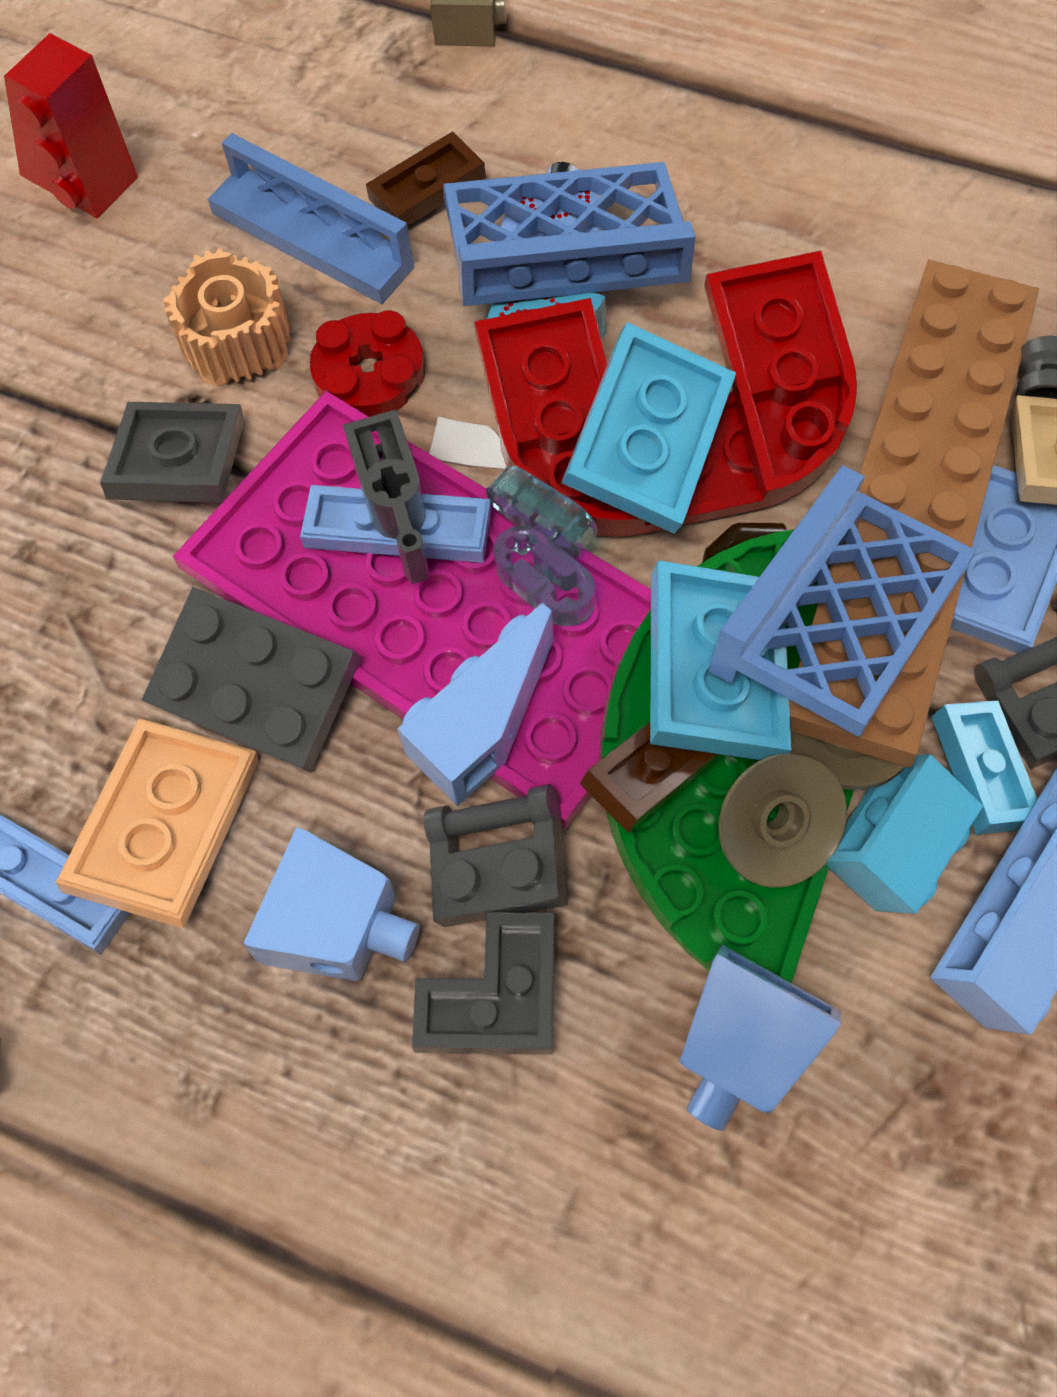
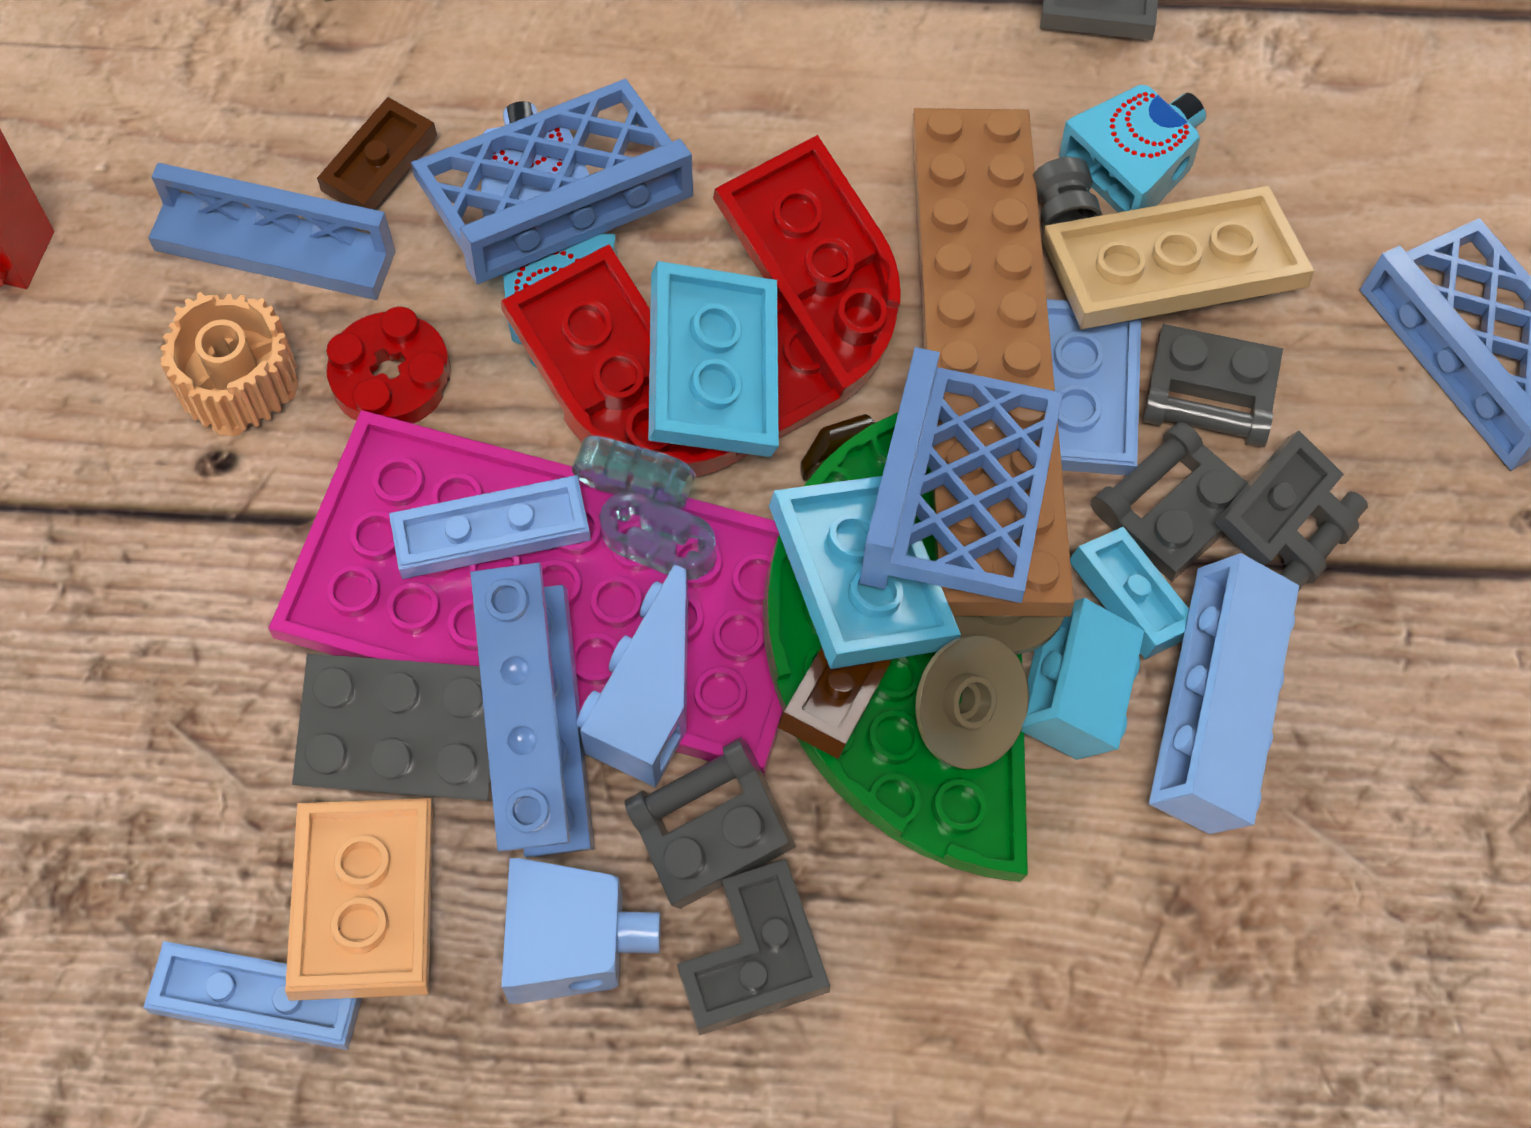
camera: 25 degrees left, 0 degrees up
(173, 452) = (224, 520): dark grey plate -> none
(352, 698) = (531, 712): none -> medium blue fence
(390, 487) = (469, 478): dark grey piece -> none
(466, 444) = (523, 422): white sticker -> none
(751, 1038) = (1009, 912): medium blue torso -> none

